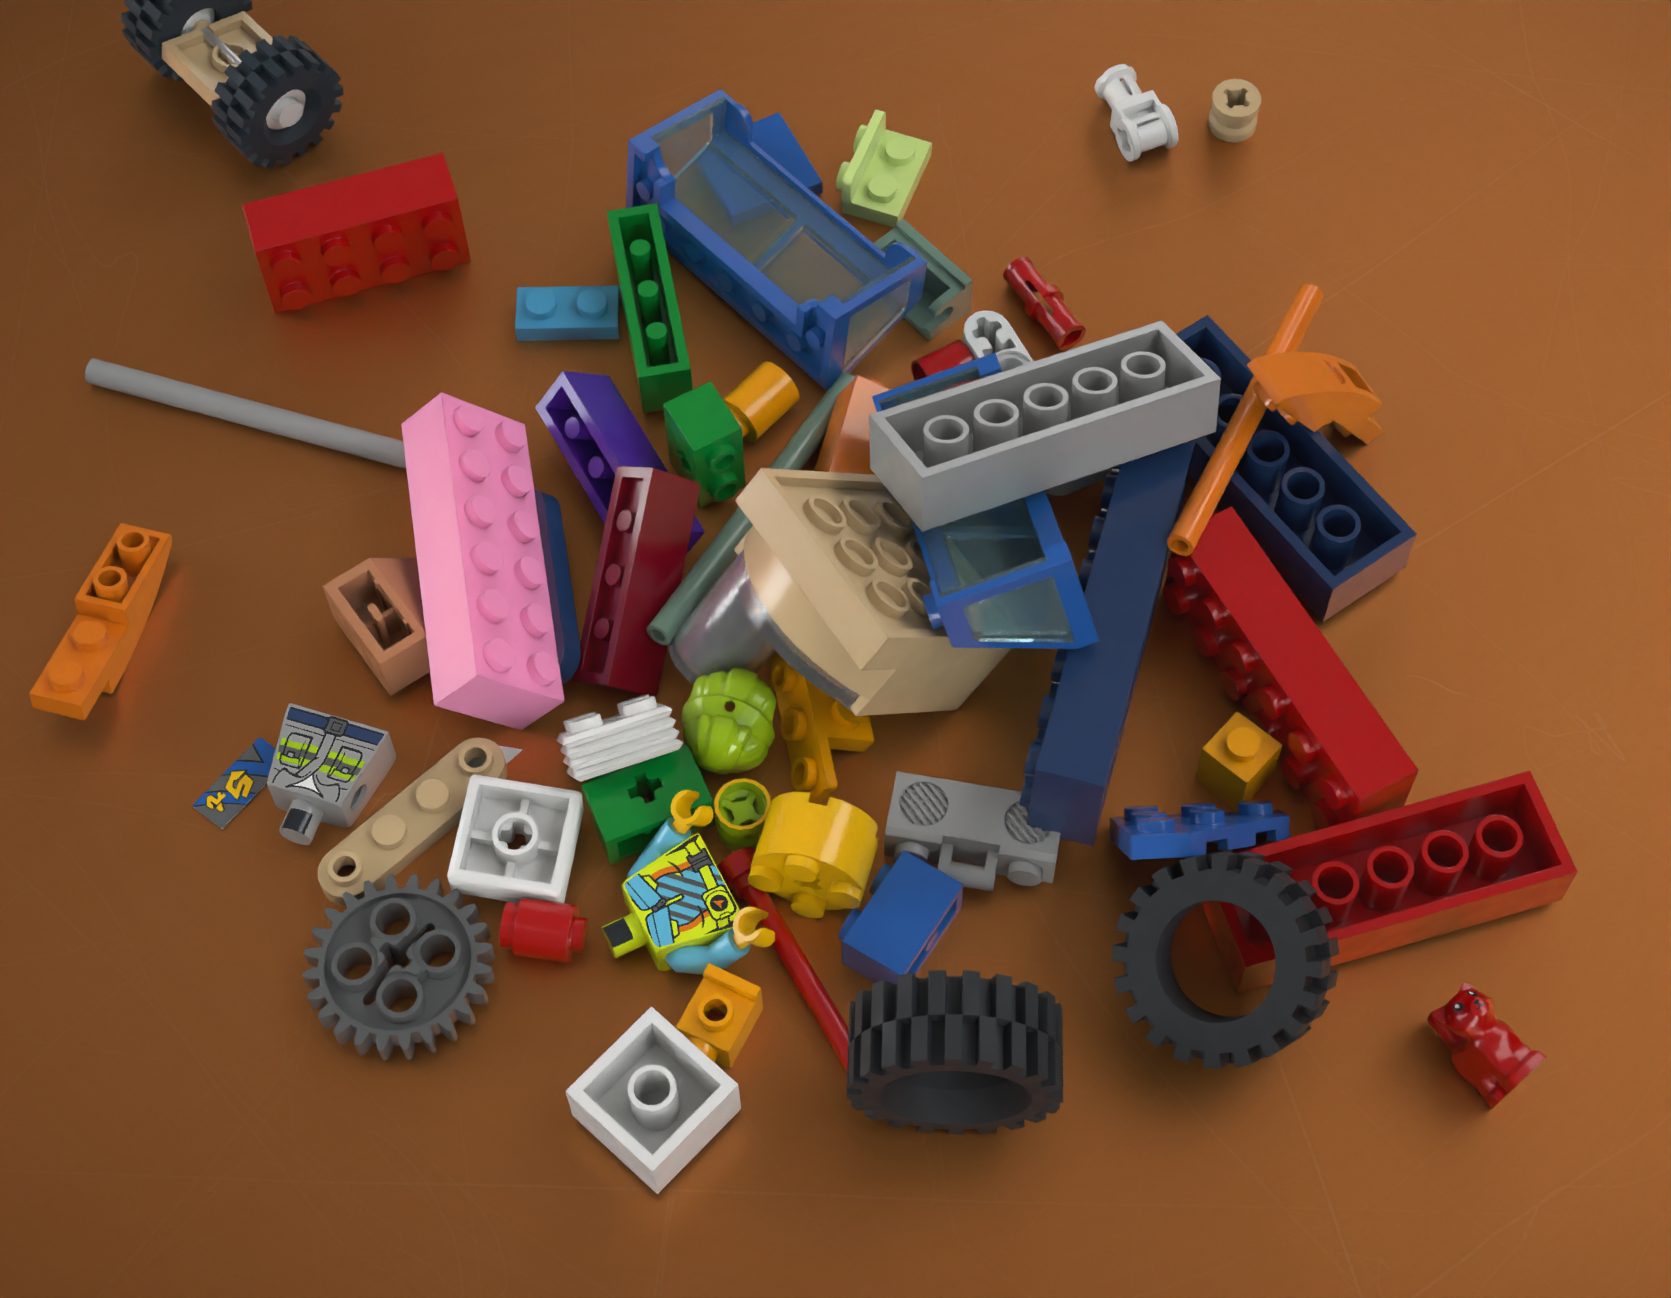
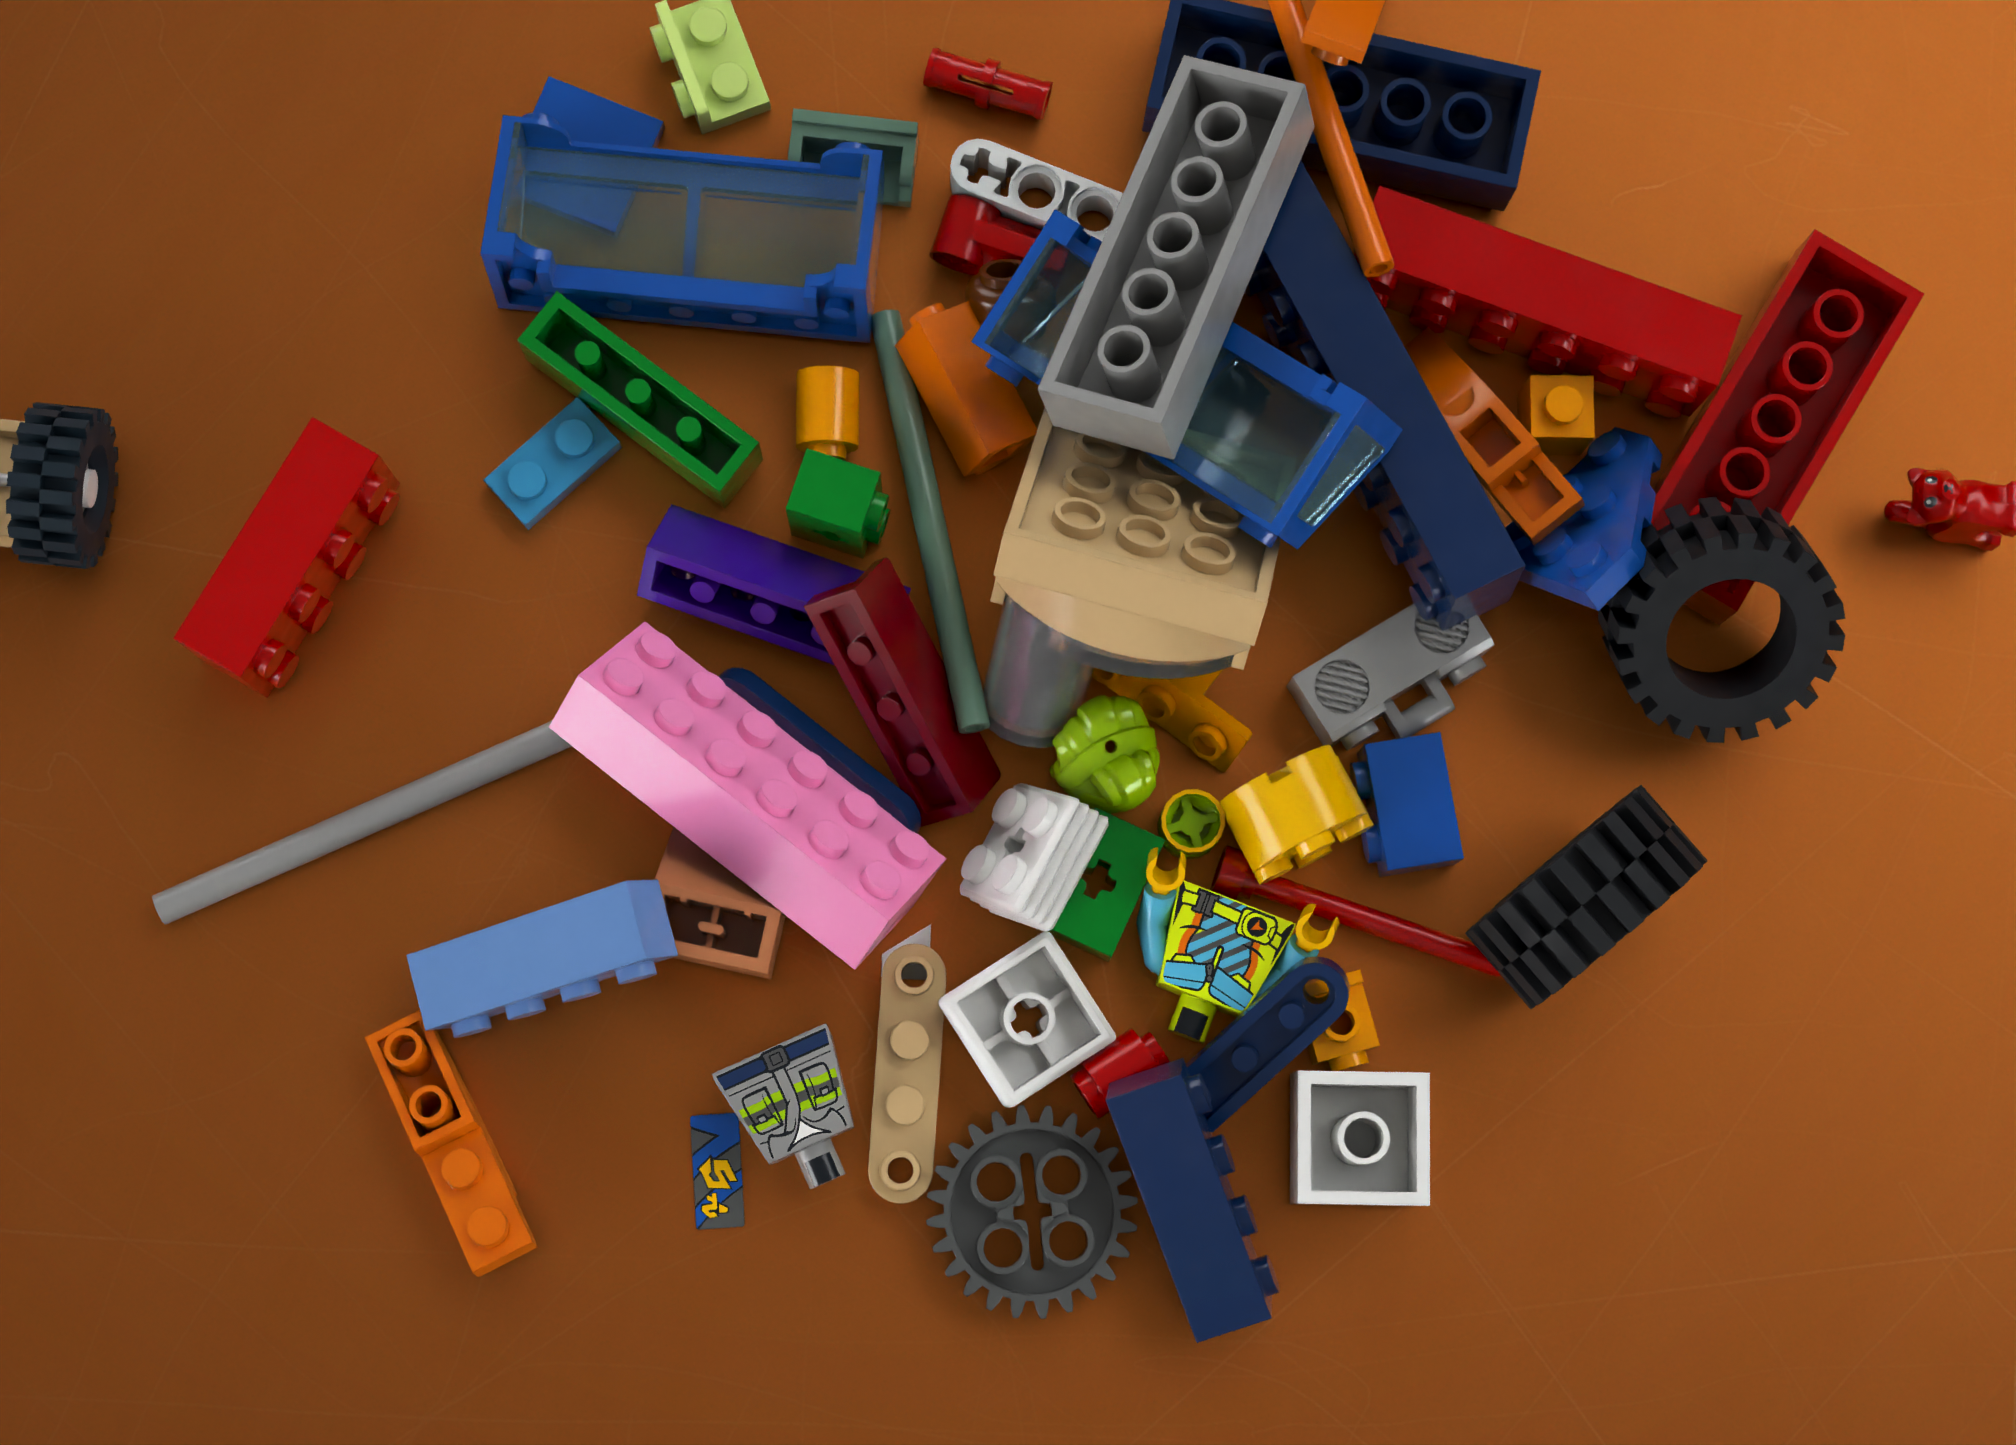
camera: 50 degrees left, 20 degrees up
(263, 548) = (543, 955): none -> medium blue brick
(501, 1034) = (1191, 1199): none -> dark blue brick
(631, 976) = (1268, 1036): none -> dark blue plate
(1168, 729) = (1495, 441): none -> orange slope

